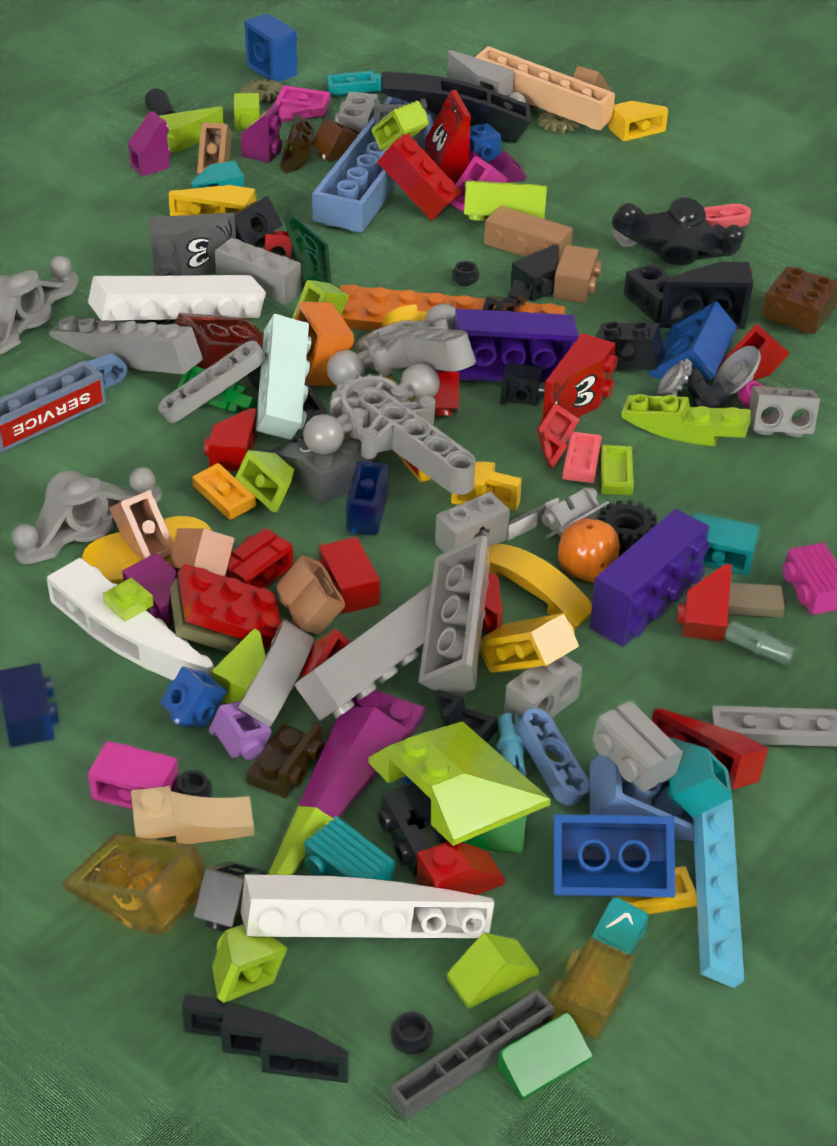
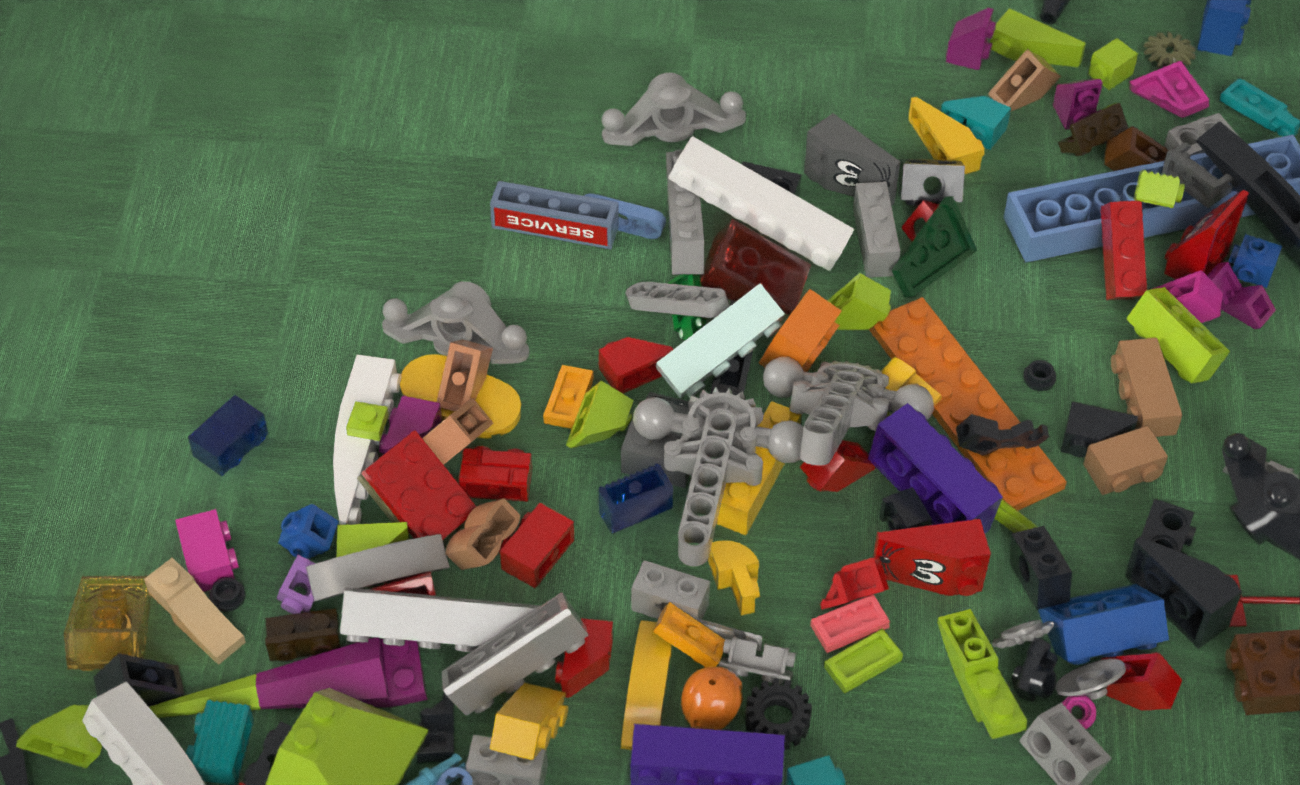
camera: 55 degrees right, 10 degrees up
(528, 534) = (689, 636): none -> light orange plate

